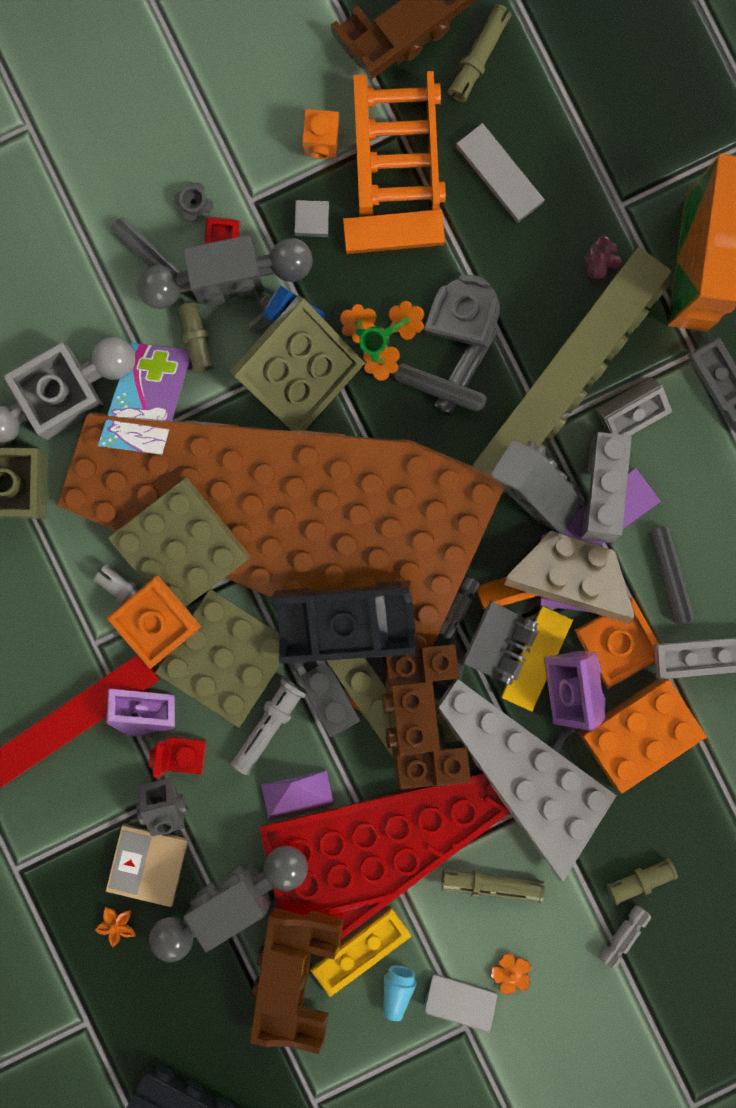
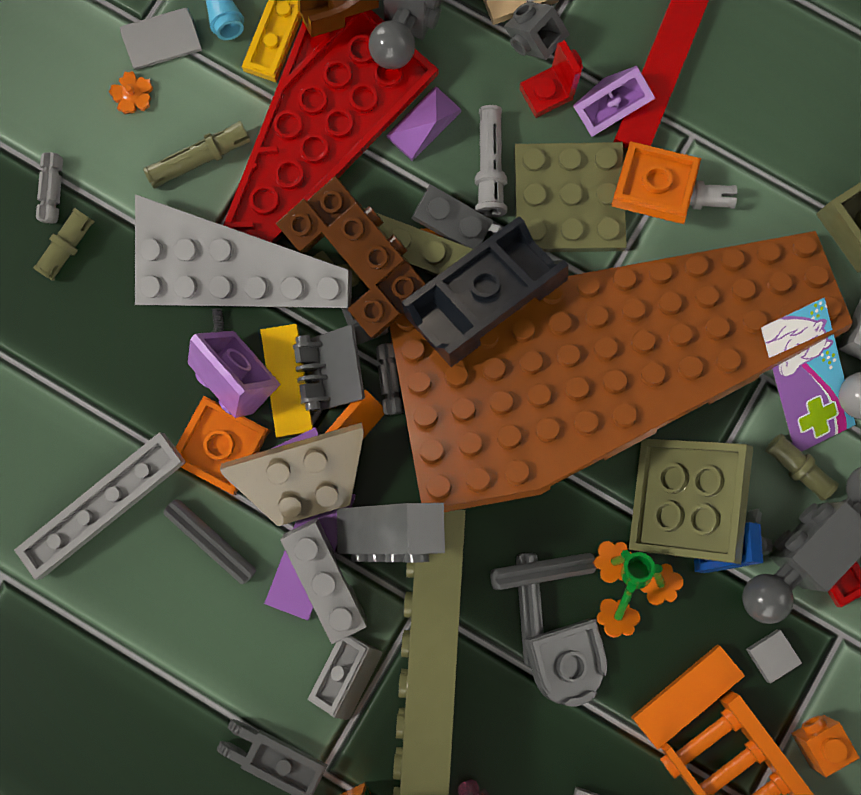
camera: 150 degrees right, 5 degrees down
(180, 543) = (682, 266): olive plate -> none
(643, 734) = (143, 373): orange brick -> none

